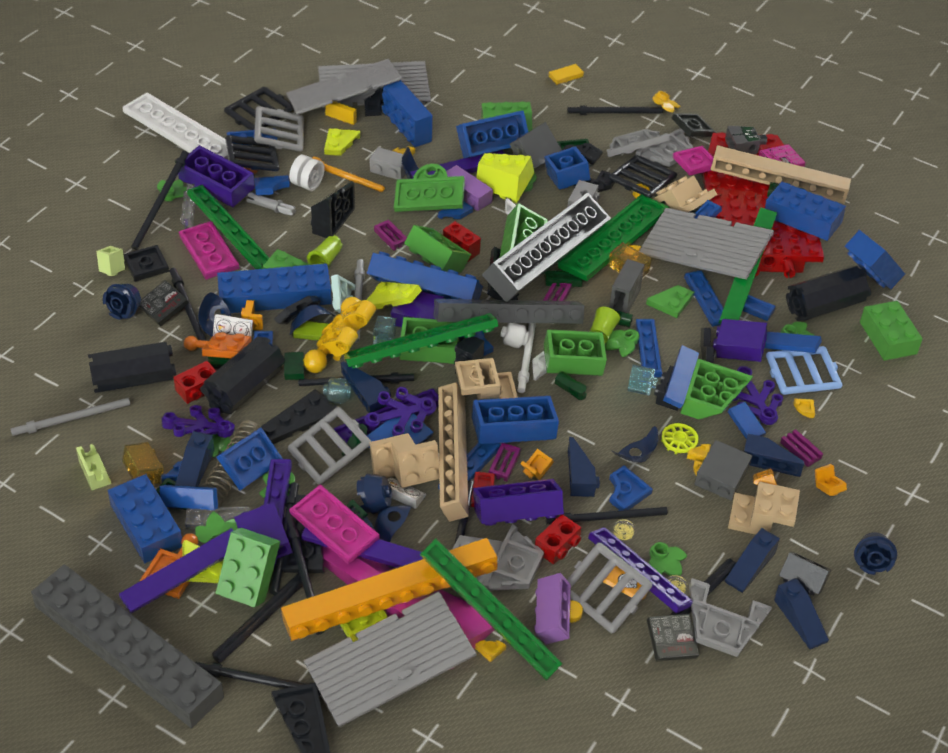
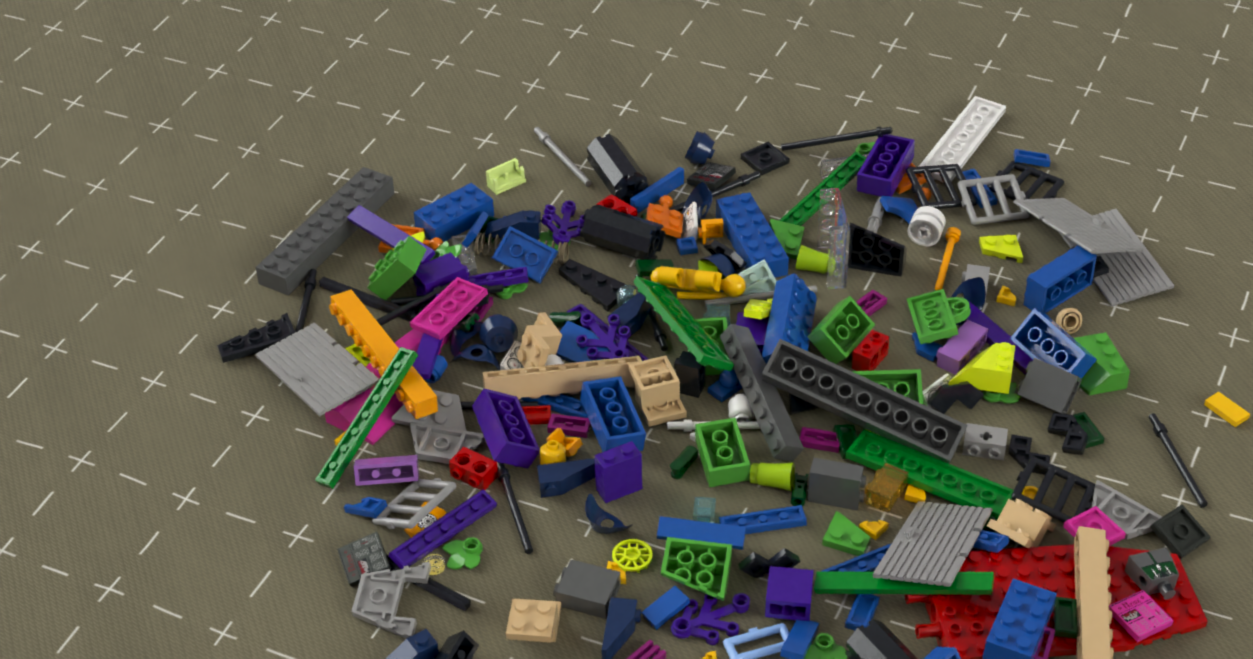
camera: 85 degrees right, 5 degrees down
(110, 260) = (749, 132): yellowish green brick -> none
(142, 460) = (511, 199): clear yellow brick -> none
(163, 335) = (658, 189): none -> blue tile
(208, 249) = (790, 192): dark pink tile -> none
(227, 96) = (1031, 157): none -> blue tile
(324, 214) = (835, 235): none -> clear panel
(334, 466) = (563, 289): light grey bar -> none
(341, 112) = (1045, 241): yellow tile -> none
(449, 123) = (1069, 320): none -> tan brick
(530, 198) = (948, 394): none -> black tile
(557, 470) = (552, 453): none -> yellow head
(567, 167) = (1026, 417): blue brick -> none
(575, 611) = (392, 490): yellow tile -> none
(595, 422) = (618, 472): none -> dark purple brick
(597, 632) = (369, 507): none -> blue tile
(623, 340) = (763, 497): bright green plate -> none
(624, 529) = (499, 520): clear tile -> none
(628, 489) = (552, 520): blue tile -> none
(635, 140) = (1109, 473): light grey wing -> none
(662, 98) = (1216, 502): yellow plate -> none
(665, 282) = (874, 529): none -> yellow tile
(753, 560) = (474, 619): dark blue slope -> none
(765, 476) = (576, 621): light orange slope -> none

